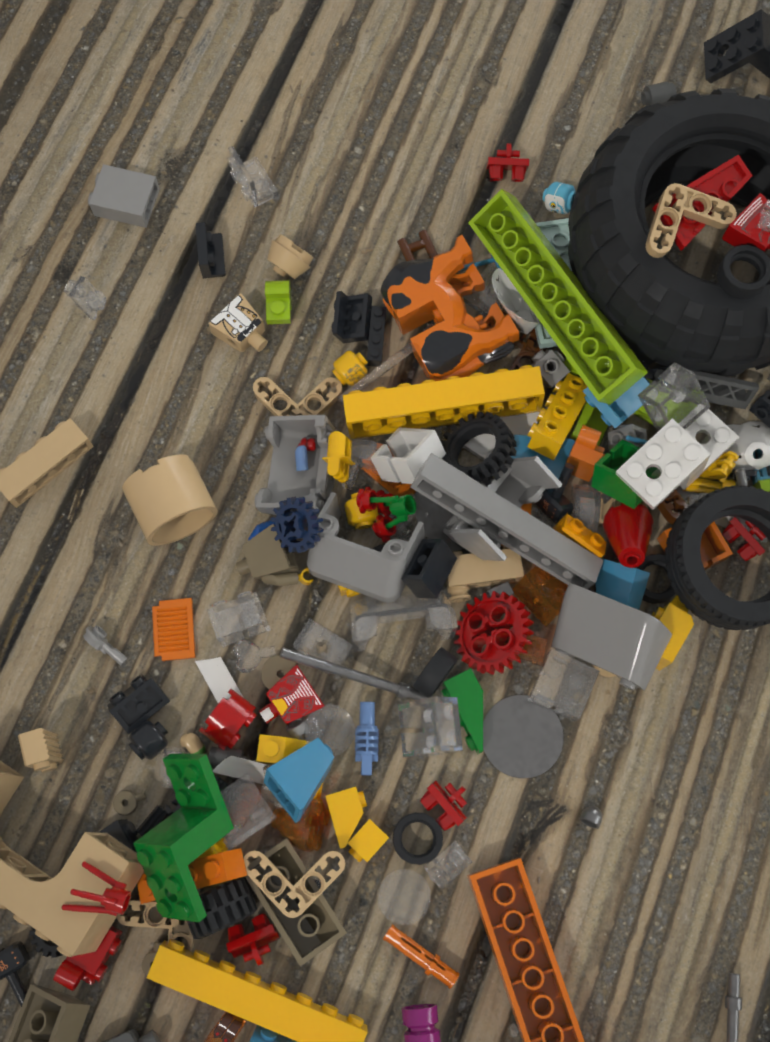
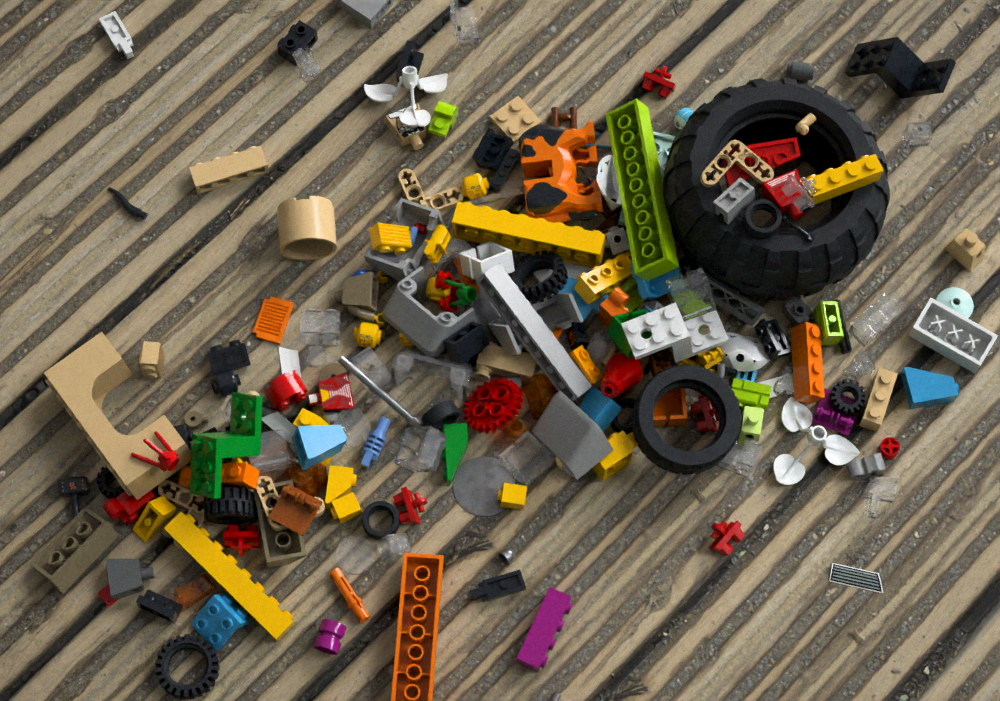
camera: 20 degrees right, 5 degrees down
(62, 267) = (298, 36): none -> black brick
(97, 638) = (218, 304): light grey plate -> none
(127, 960) = (153, 517): none -> yellow slope
(220, 268) = (410, 79): none -> white plant
(278, 472) = (390, 238): none -> yellow brick
(288, 257) = (464, 90): tan cone -> none
(297, 524) = (386, 276): dark blue gear -> none
(299, 603) = (367, 335): none -> yellow head
(310, 883) = (295, 509): none -> dark orange hinge
(361, 270) = (514, 119): none -> tan plate
(565, 737) = (512, 496): none -> yellow brick
(600, 862) = (499, 586): none -> black hinge
(681, 897) = (543, 630): none -> magenta brick
(701, 260) = (734, 200): none -> light grey hinge
(735, 137) = (803, 126): none -> tan arm

